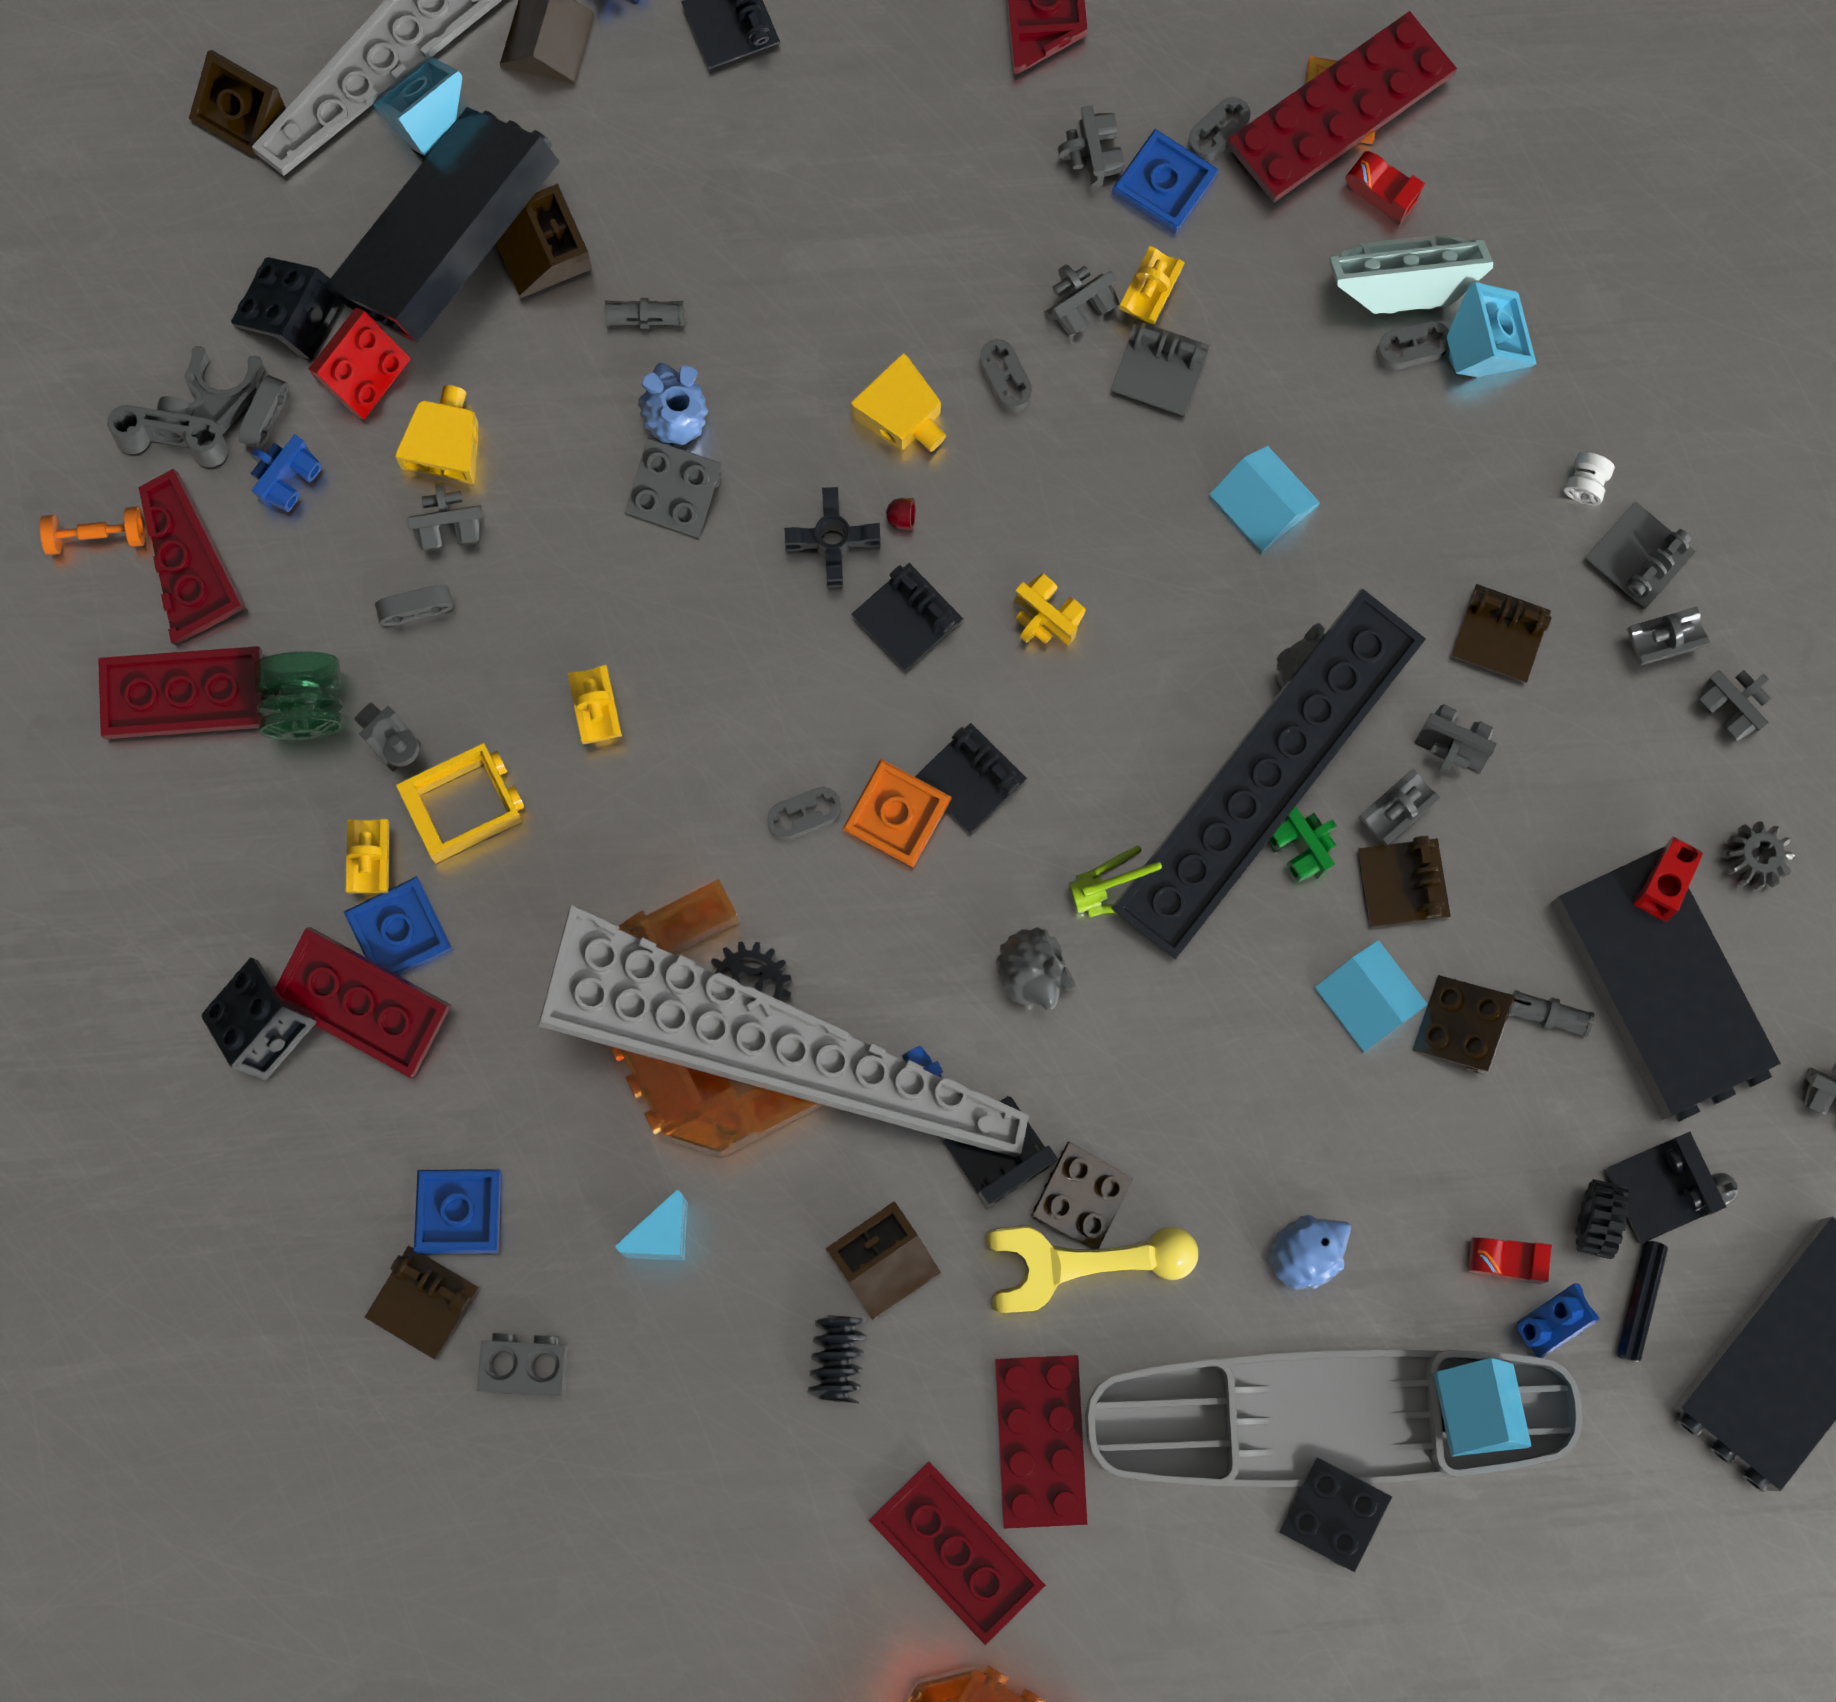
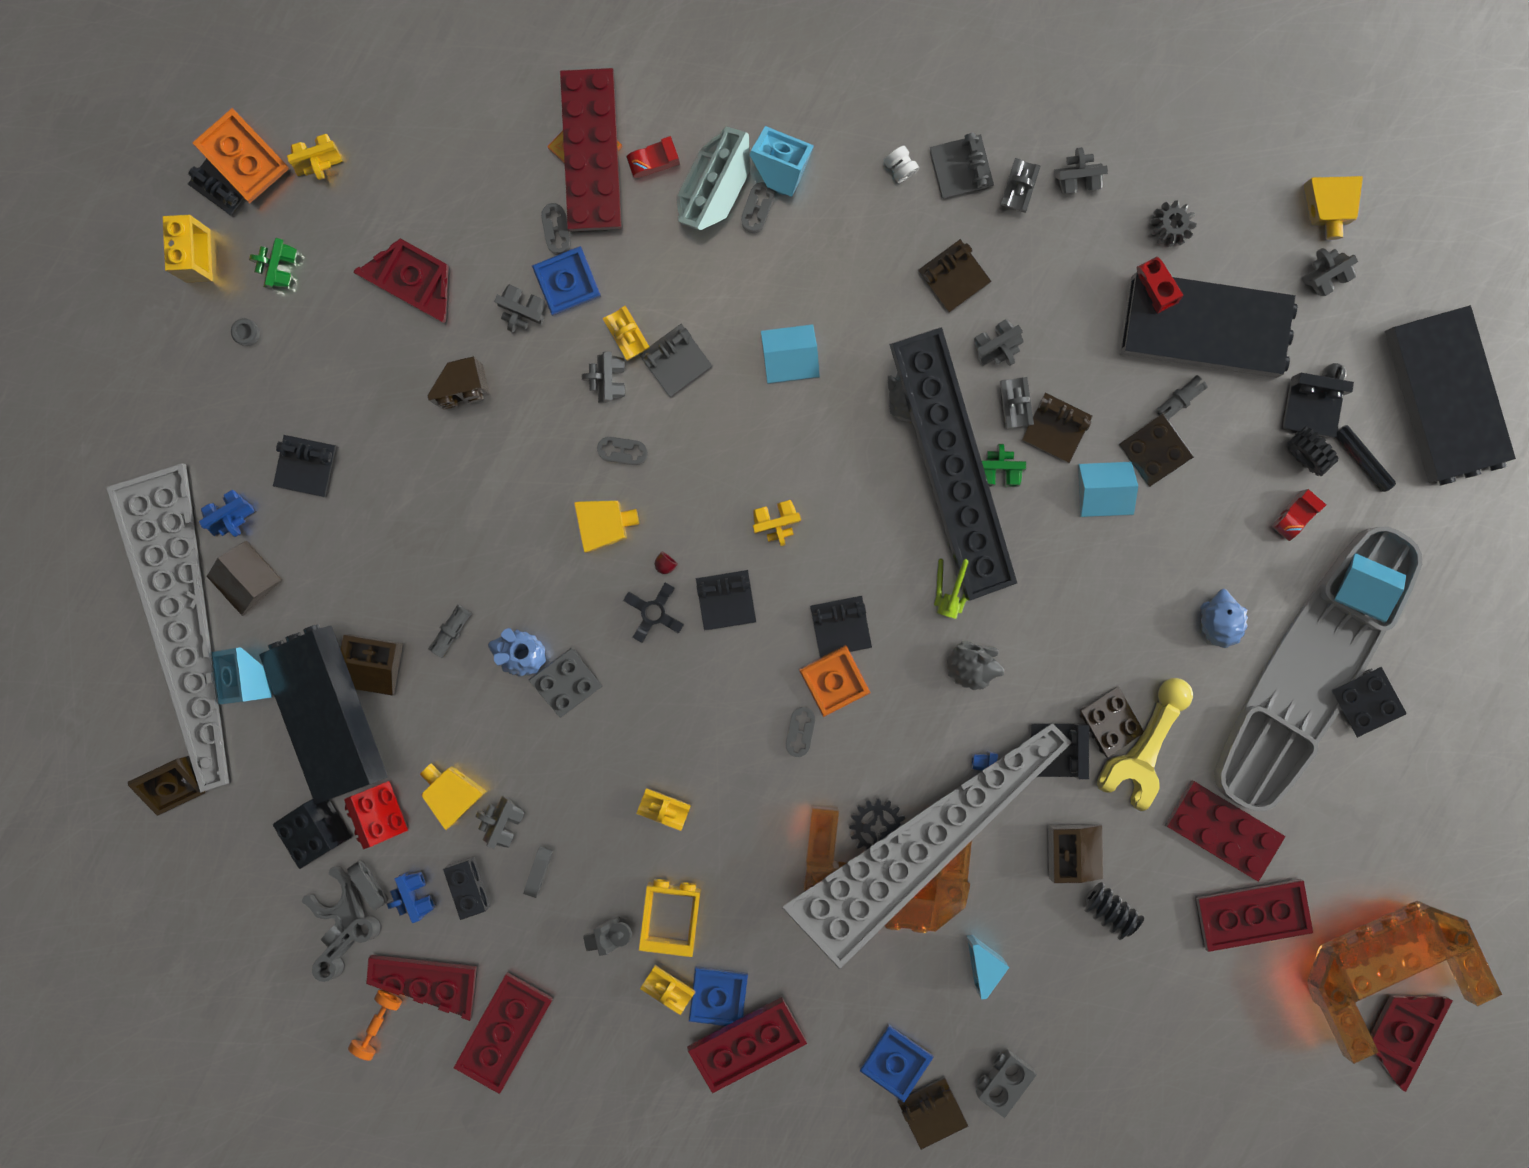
camera: 50 degrees left, 10 degrees up
(255, 1023) = (720, 1113): black bracket -> none
(298, 695) = (551, 972): clear green wheel -> none
(338, 530) = (466, 888): none -> black brick
(954, 129) = (459, 382): none -> dark brown slope
(1557, 1321) = (1348, 514): blue hips -> none

